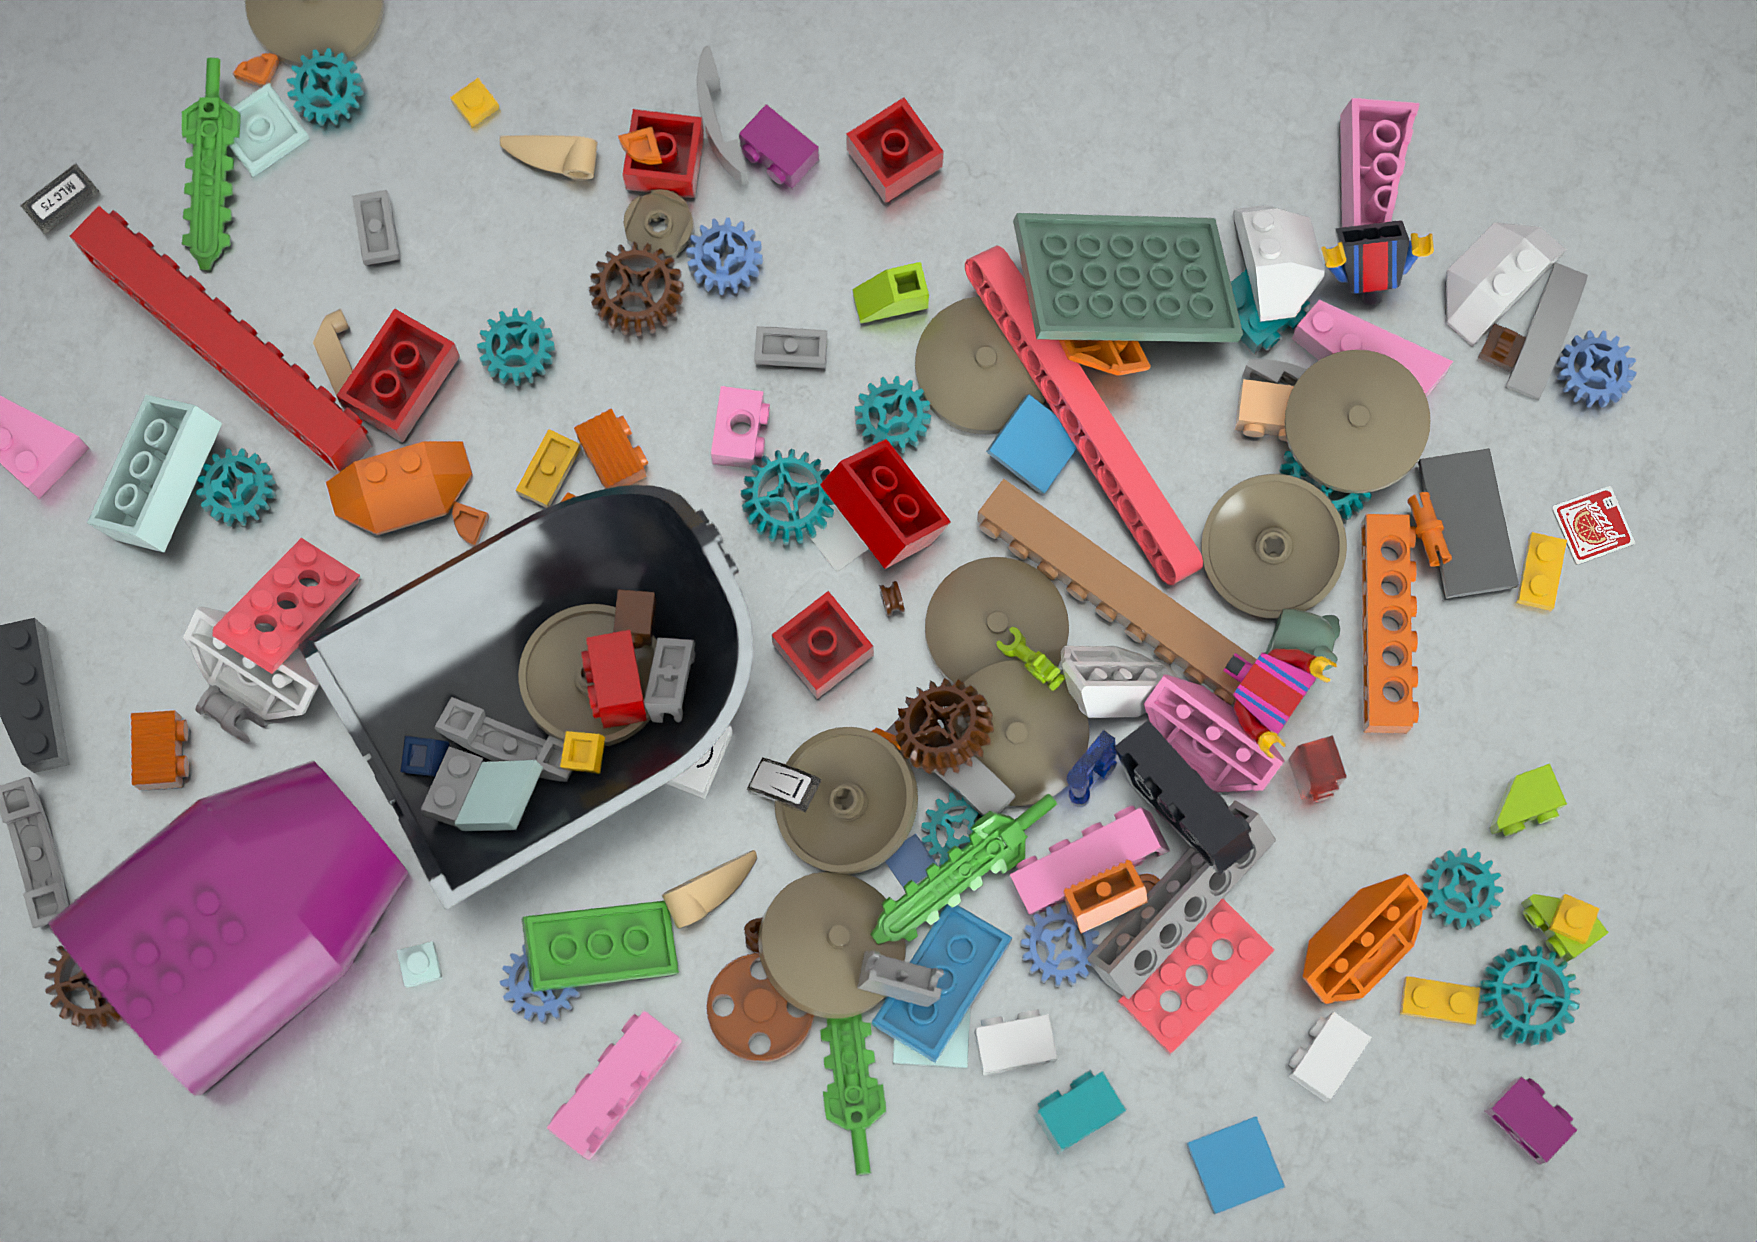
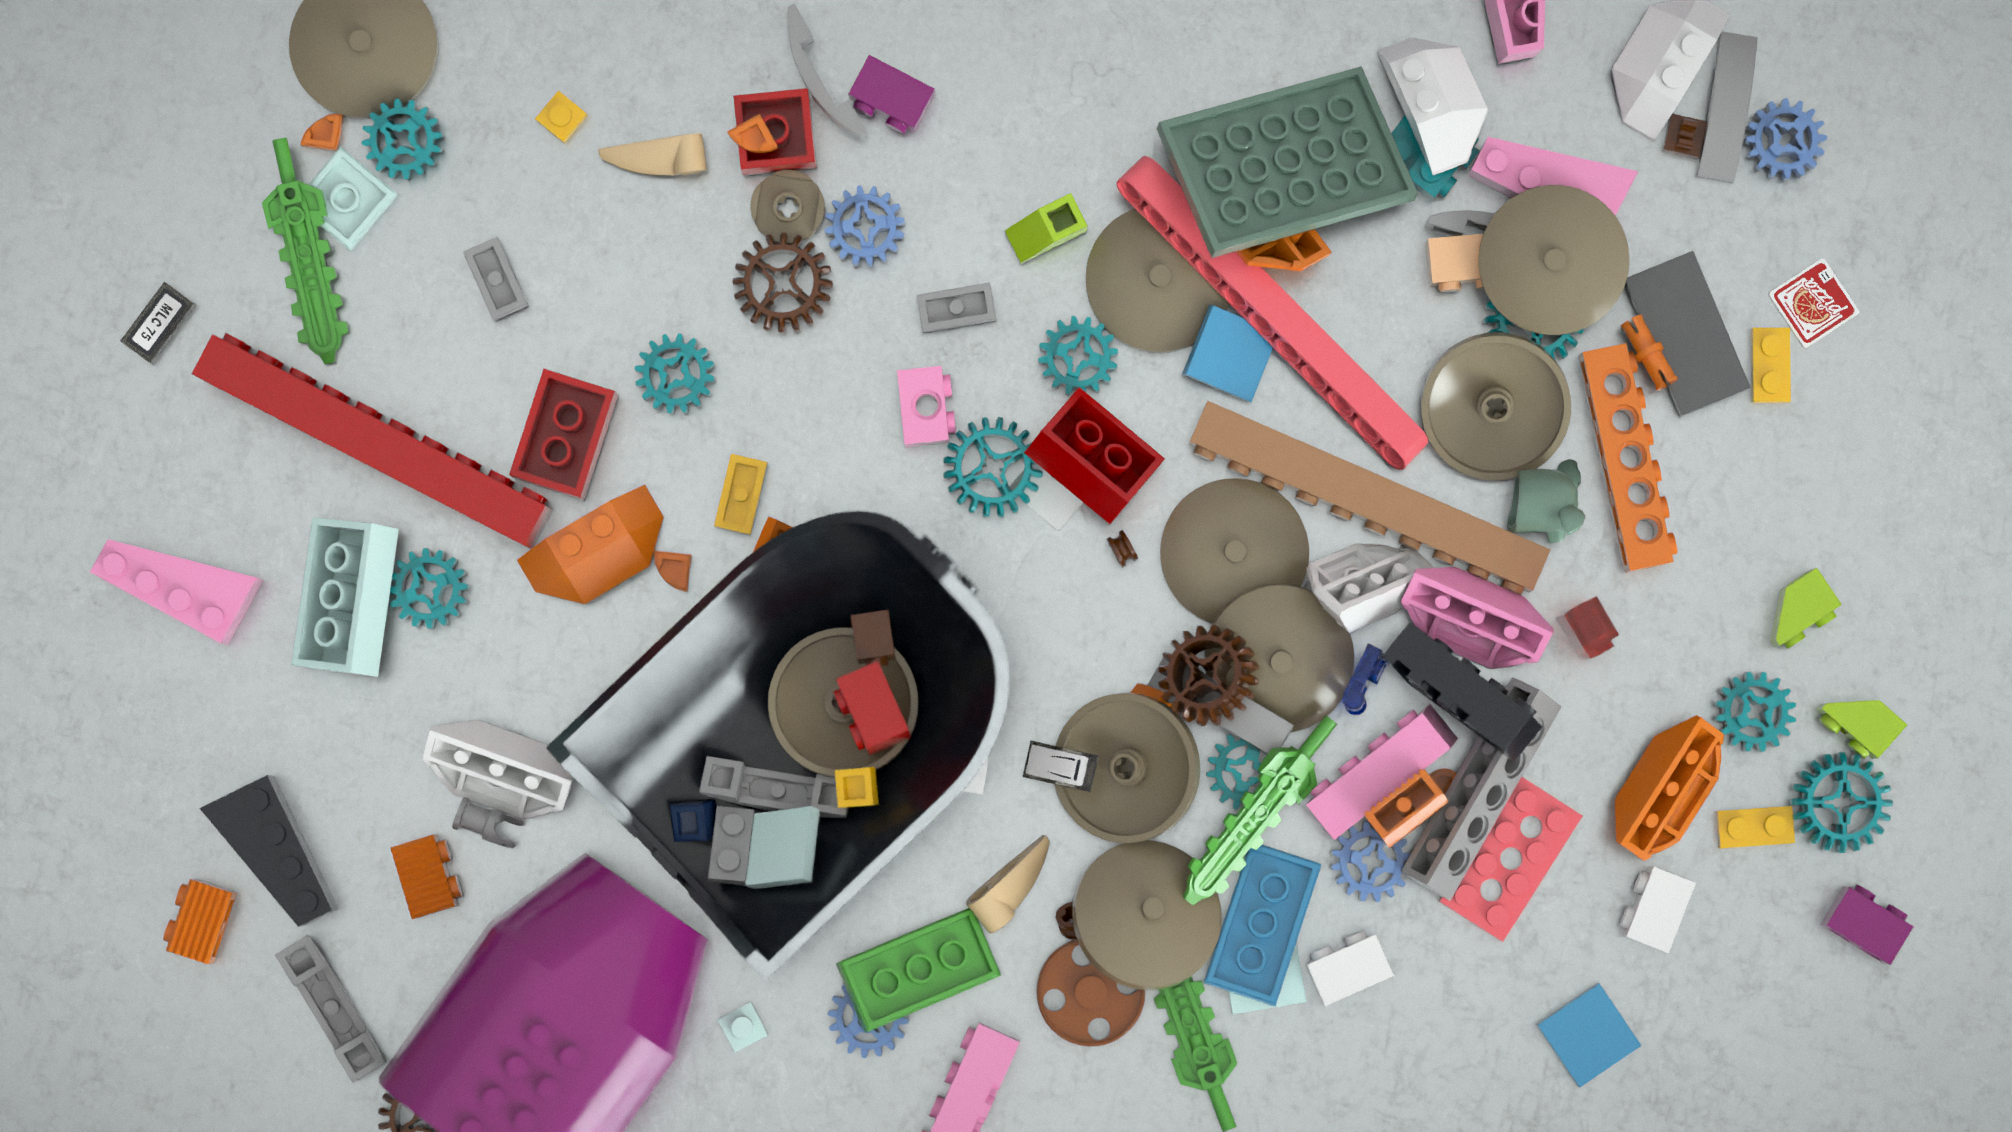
camera: 10 degrees left, 10 degrees up
(290, 625) = (528, 723): coral plate -> none
(331, 350) = (488, 425): tan piece -> none
(610, 451) = (800, 462): orange brick -> none
(669, 678) = (925, 694): light grey hinge -> none
(822, 644) = (1065, 614): red brick -> none
(894, 150) = (1014, 72): red brick -> none
(899, 979) = (1222, 935): light grey hinge -> none
(910, 861) = (1205, 811): medium blue sticker -> none
(1034, 662) = (1283, 587): lime piece -> none
(1078, 1112) = (1426, 1022): teal brick -> none
(1272, 690) = (1527, 563): torso -> none
(1375, 257) = (1535, 78): torso -> none
(1574, 918) = (1870, 720): yellow plate -> none

